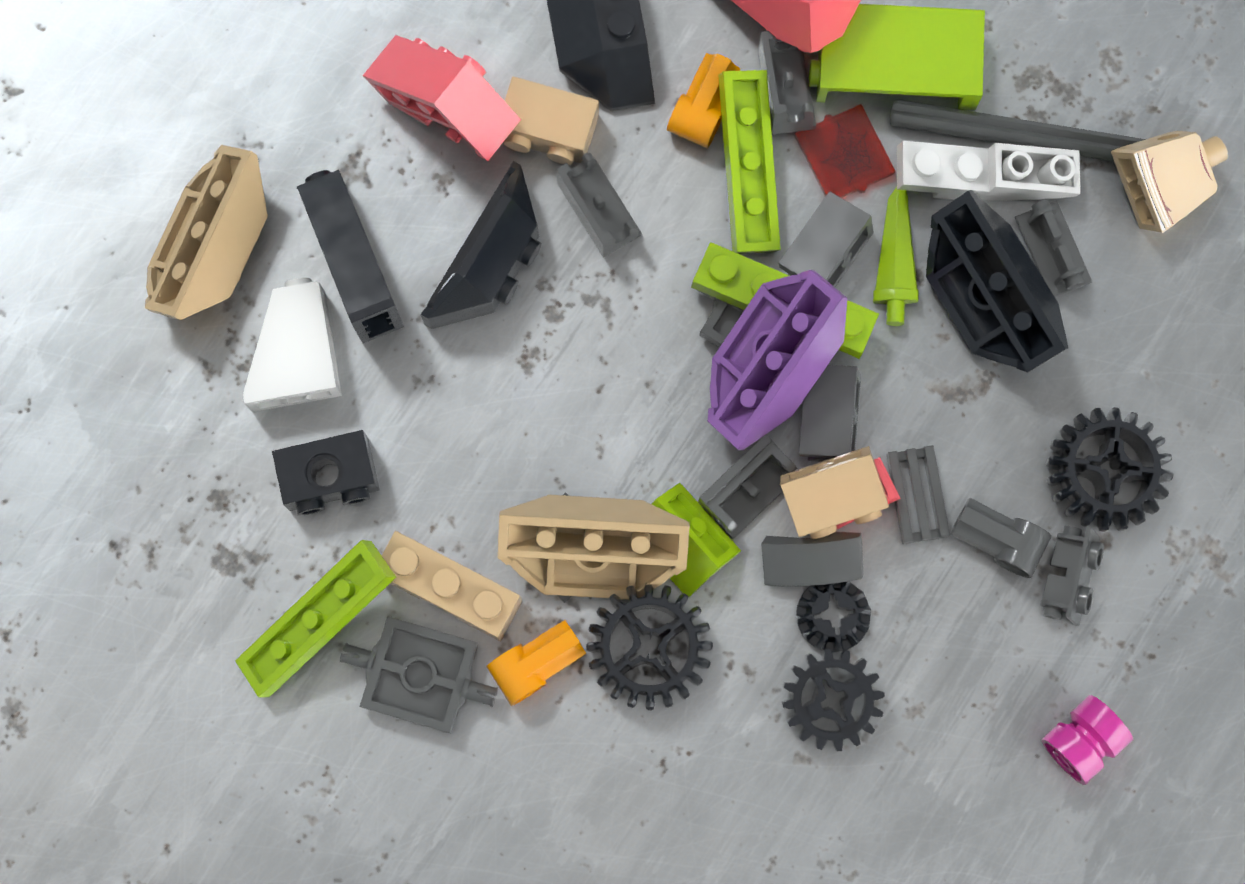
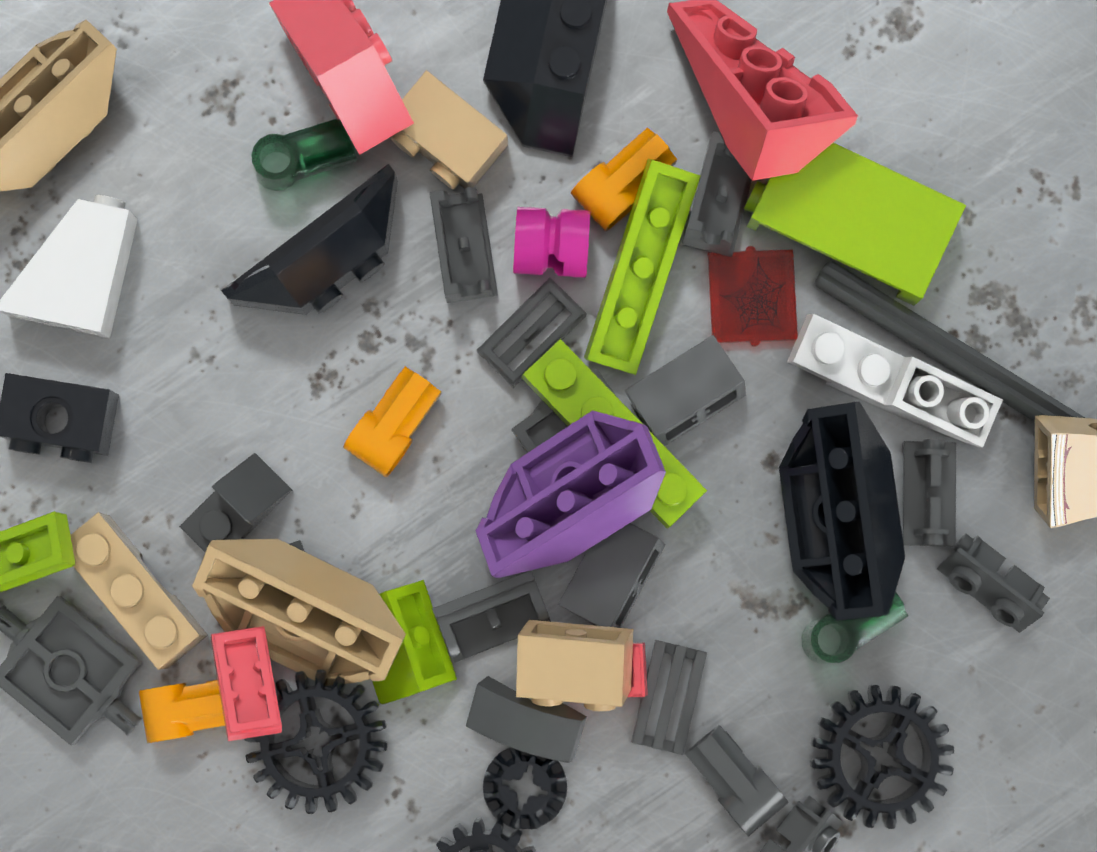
camera: 20 degrees right, 5 degrees up
(349, 255) = (174, 194): black slope -> none
(442, 181) = (309, 151): none -> clear green piece
(502, 484) = (237, 503): none -> dark grey slope
(575, 618) = (246, 683): none -> coral plate
(600, 375) = (386, 432): none -> light orange piece
(668, 286) = (563, 301): none -> dark grey tile
(669, 171) = (551, 242): none -> dark pink wheel
(896, 267) = (752, 445): lime bar -> none
(1040, 380) = (853, 633): none -> clear green piece
(1154, 304) = (1011, 599): none -> dark grey hinge

